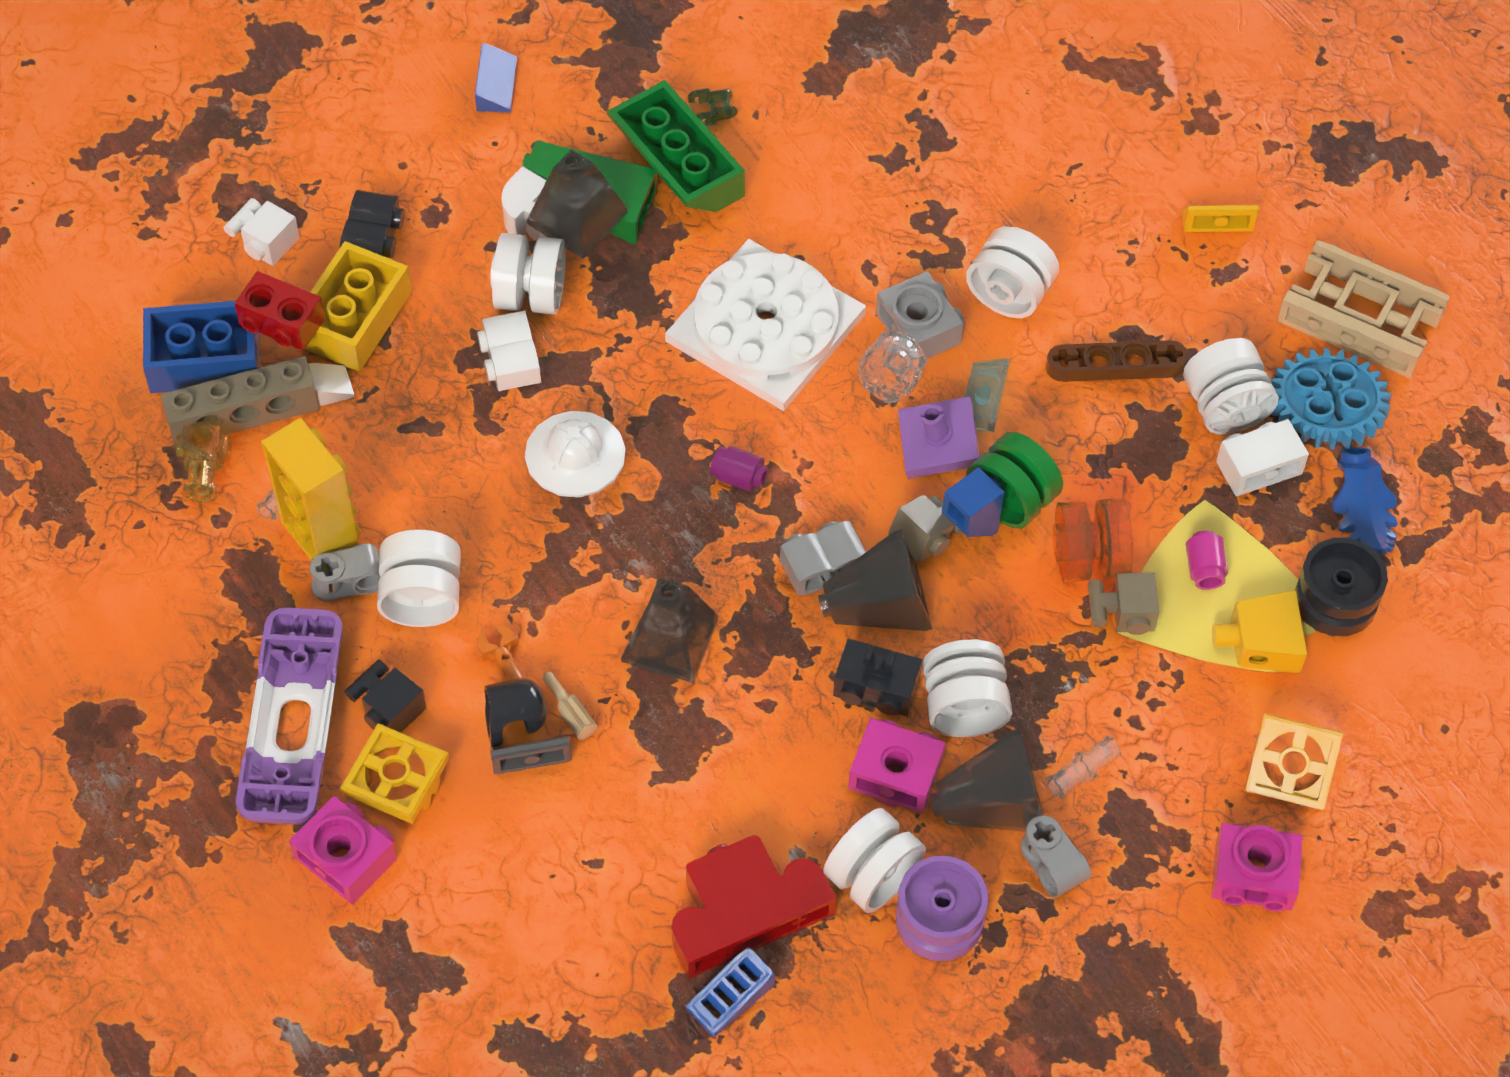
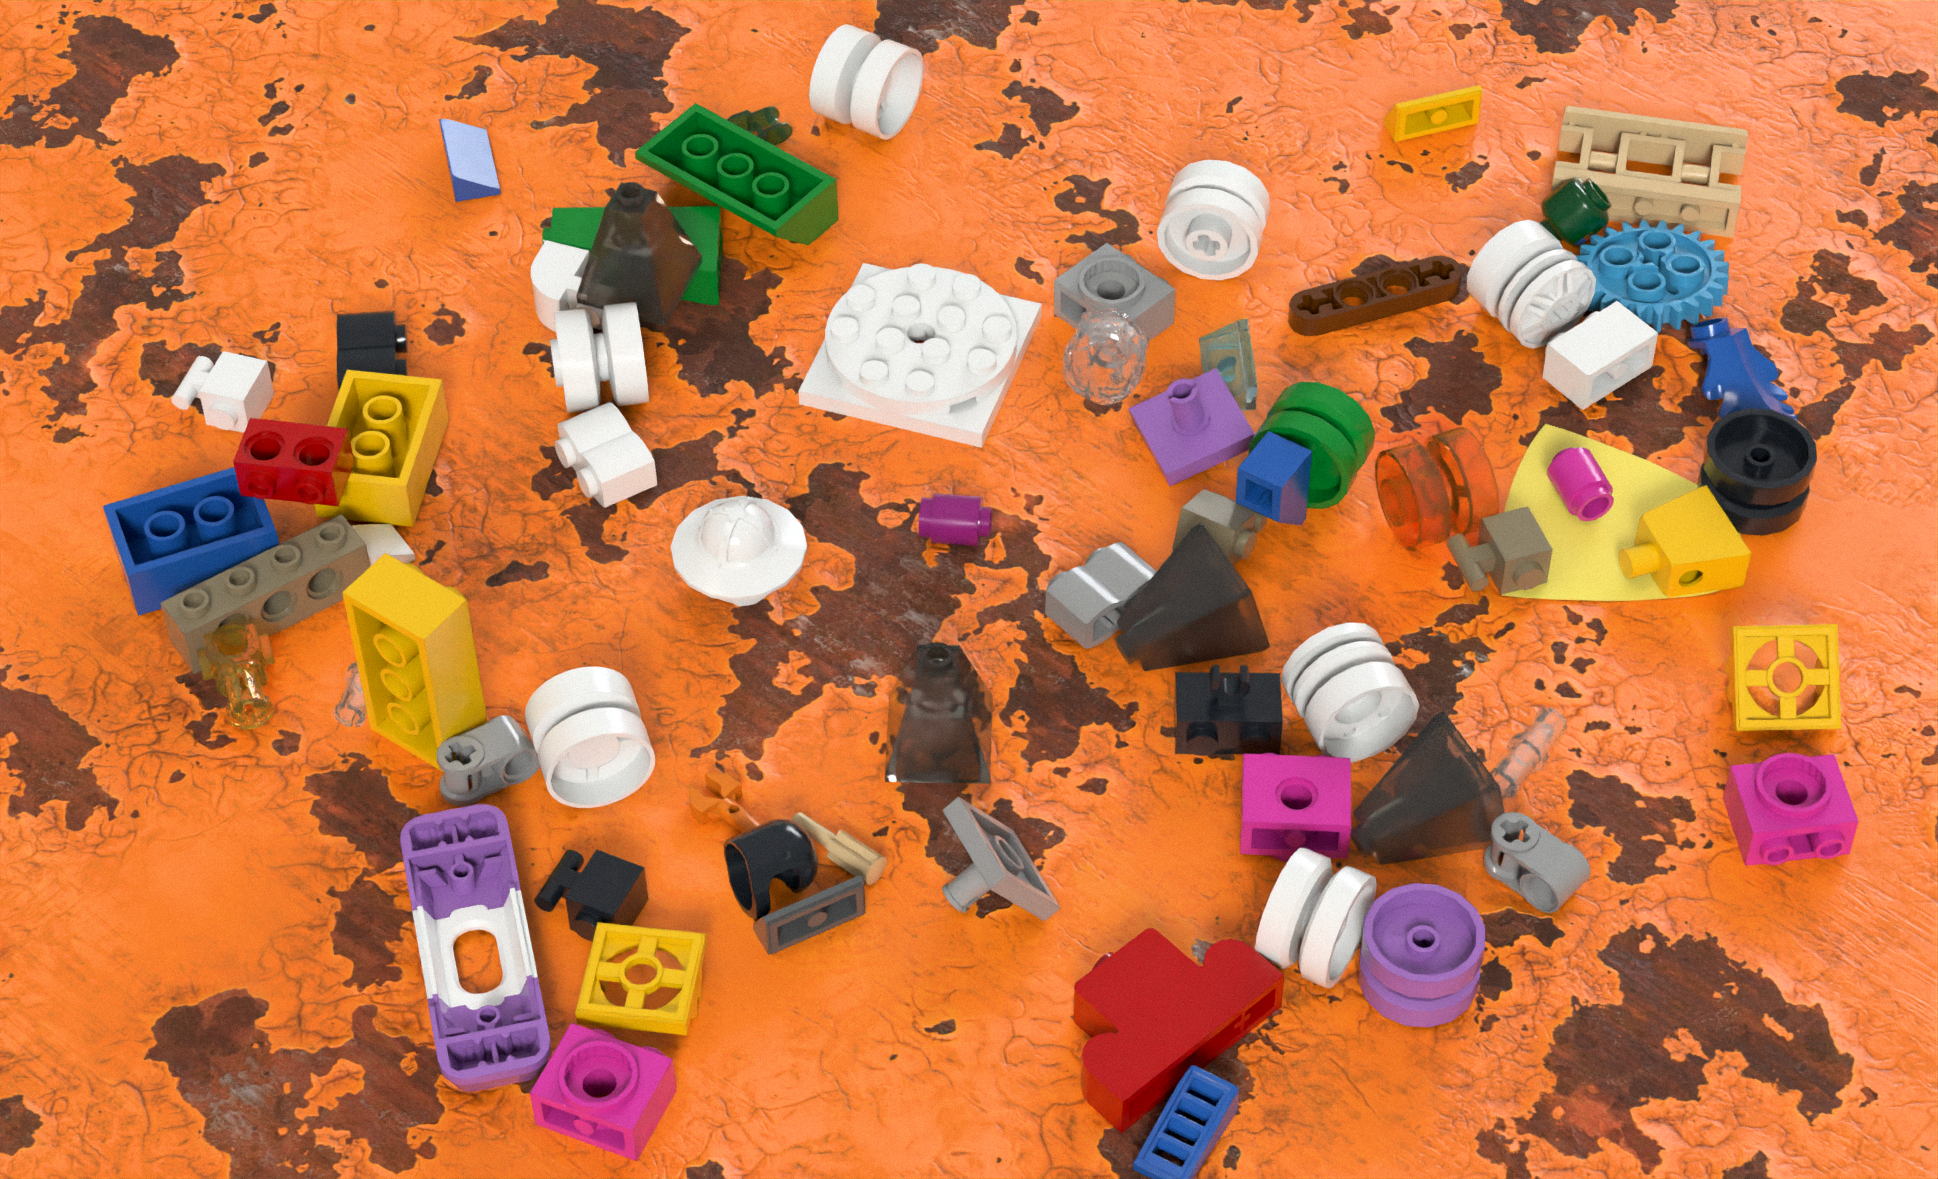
camera: 15 degrees left, 10 degrees down
(669, 753) = (997, 864): none -> light grey tile
(799, 89) = (866, 81): none -> white wheel
(1291, 331) = (1575, 211): none -> dark green head

